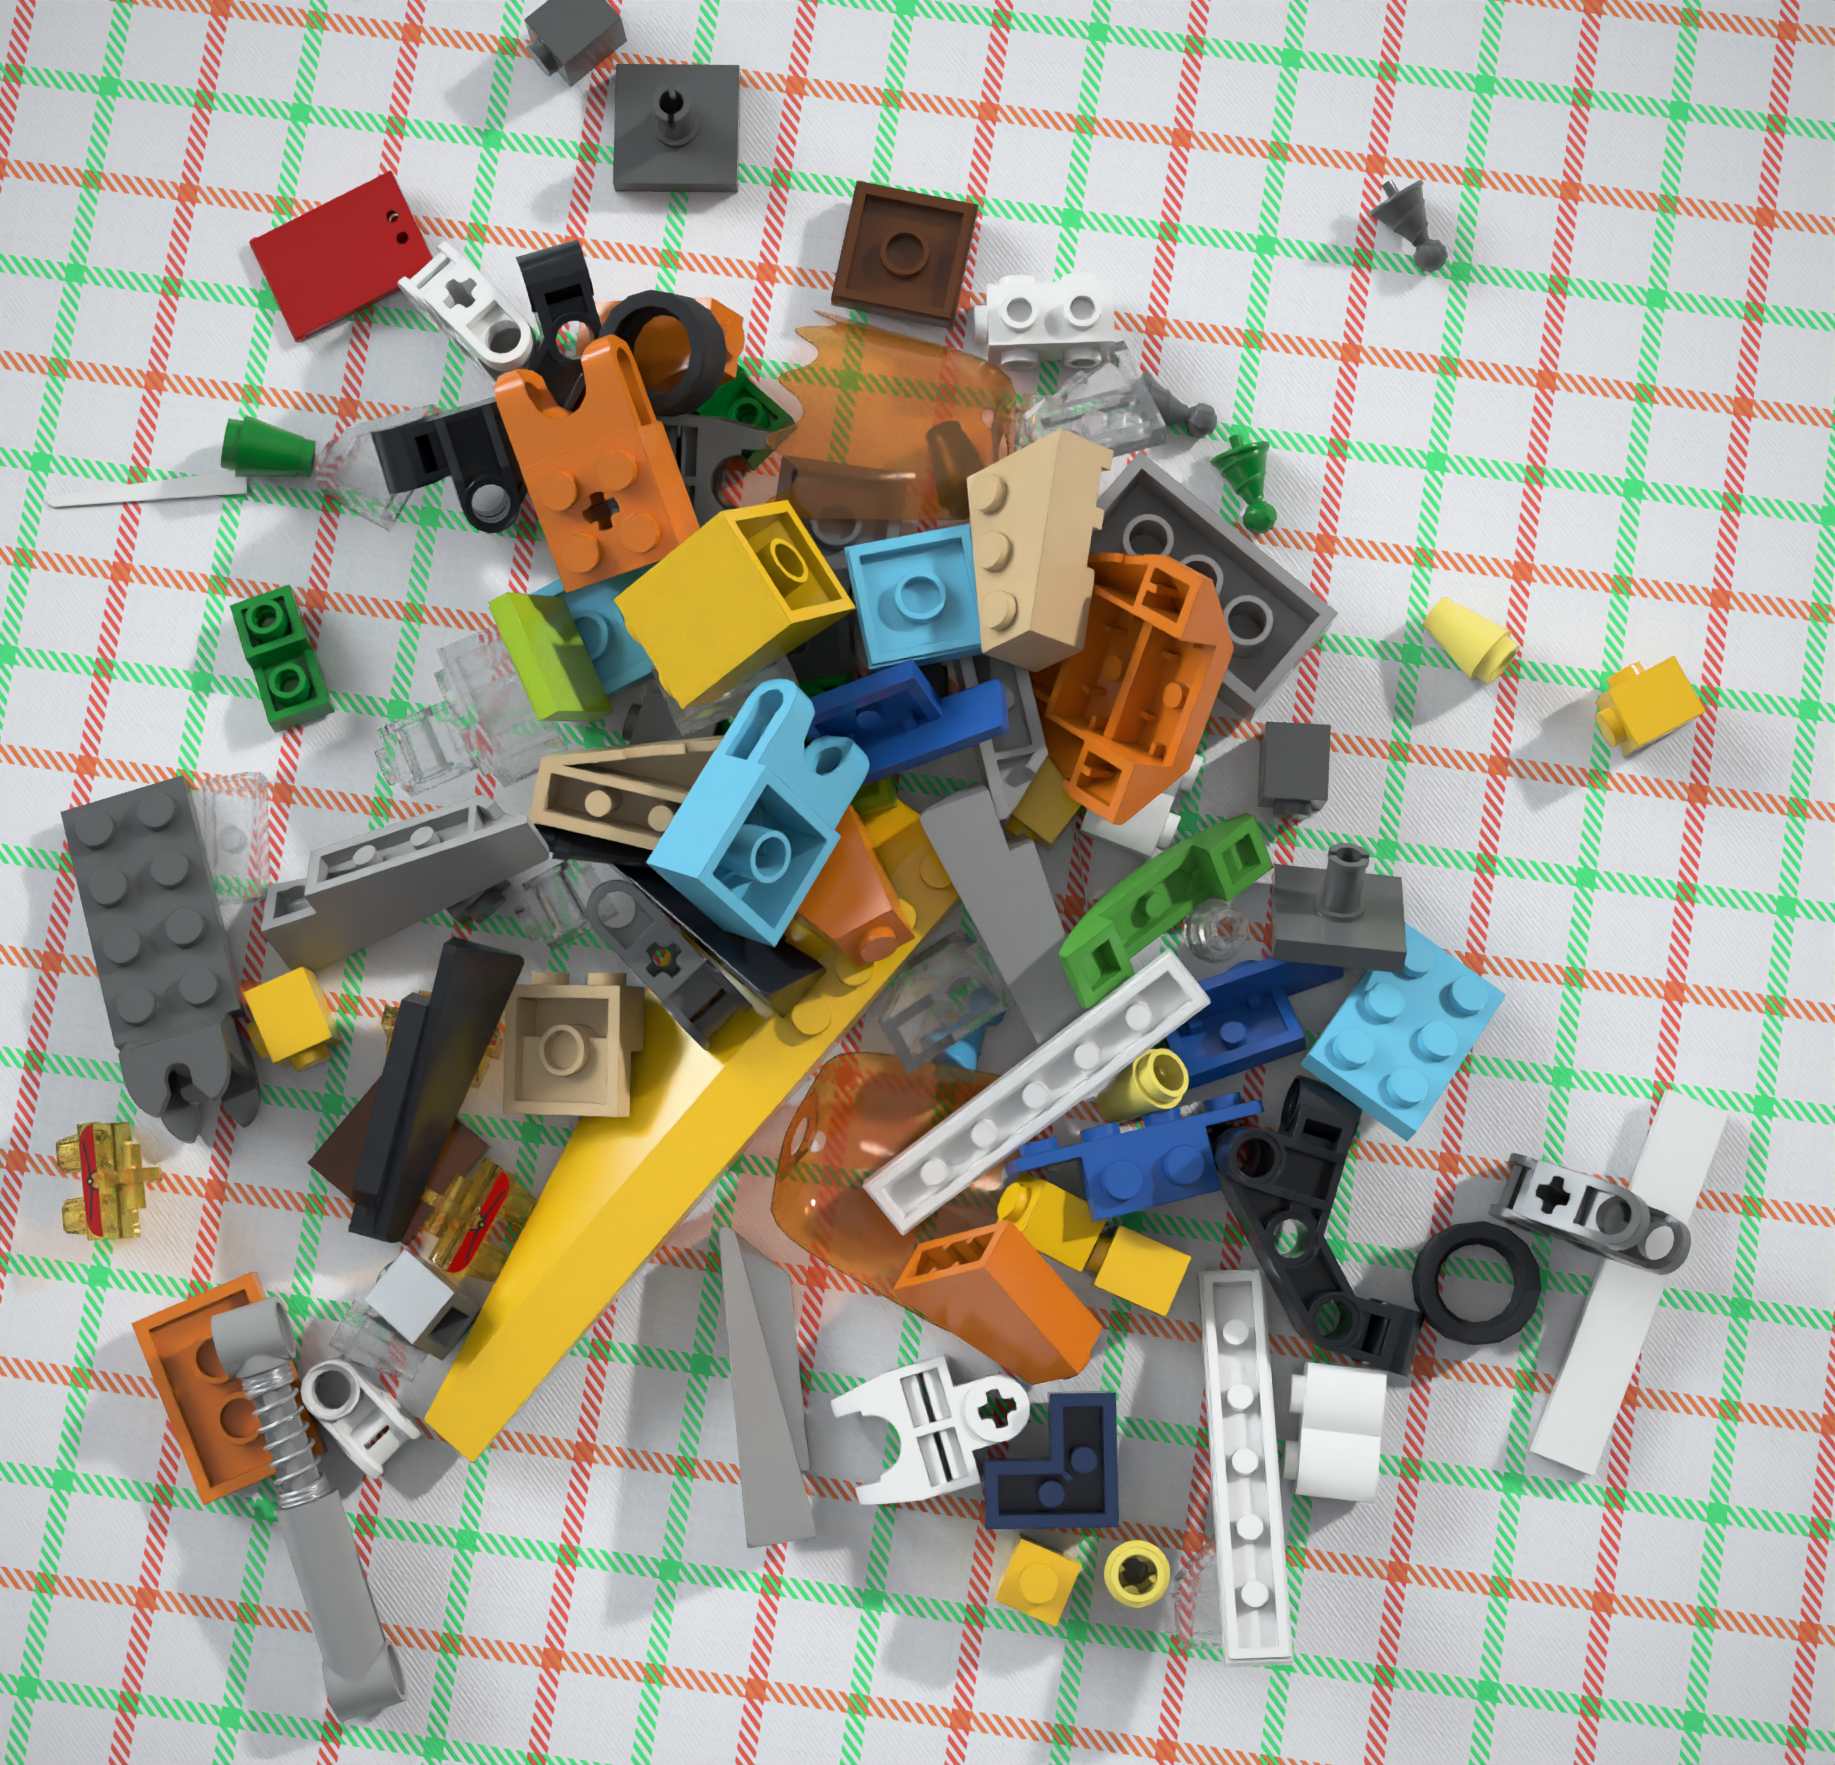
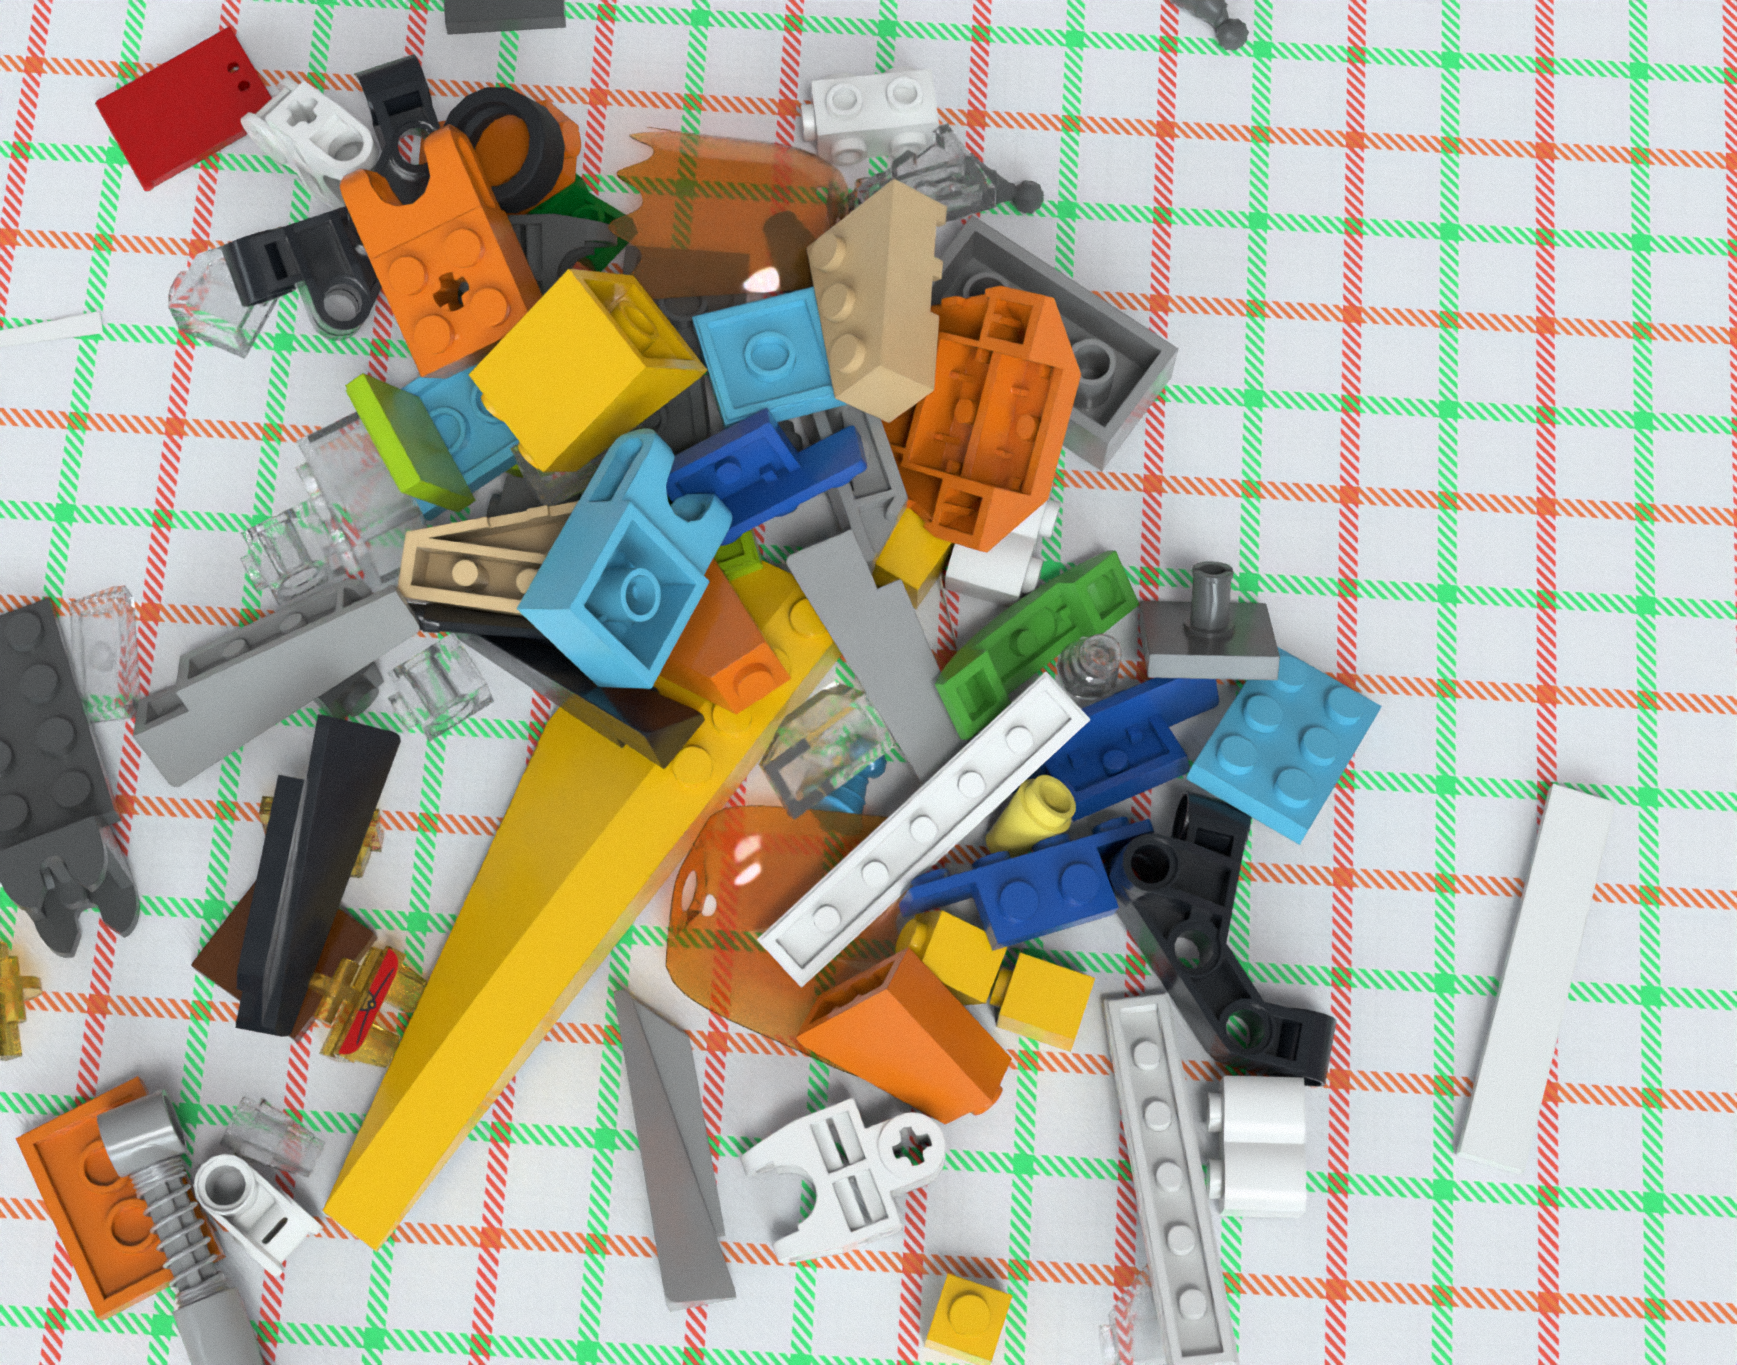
camera: 10 degrees left, 10 degrees down
(265, 450) = (118, 287): green cone -> none
(282, 658) = (143, 482): green slope -> none
(292, 1021) = (168, 824): yellow brick -> none
(422, 1304) = (316, 1092): brick -> none
(571, 1045) = (453, 821): tan plate -> none
(681, 984) = (555, 747): dark grey piece -> none
(904, 255) = (730, 67): reddish brown plate -> none
(1071, 1485) = (995, 1217): dark blue brick -> none
(1150, 1586) = (1082, 1287): light yellow cone -> none
(1245, 471) = (1075, 238): green piece -> none
(1294, 768) = (1150, 506): dark grey brick -> none
(1472, 641) = (1310, 376): light yellow cone -> none
(1525, 1276) = (1424, 959): black tyre -> none
(1587, 1214) = (1487, 902): dark grey piece -> none
(1646, 705) = (1487, 422): yellow brick -> none

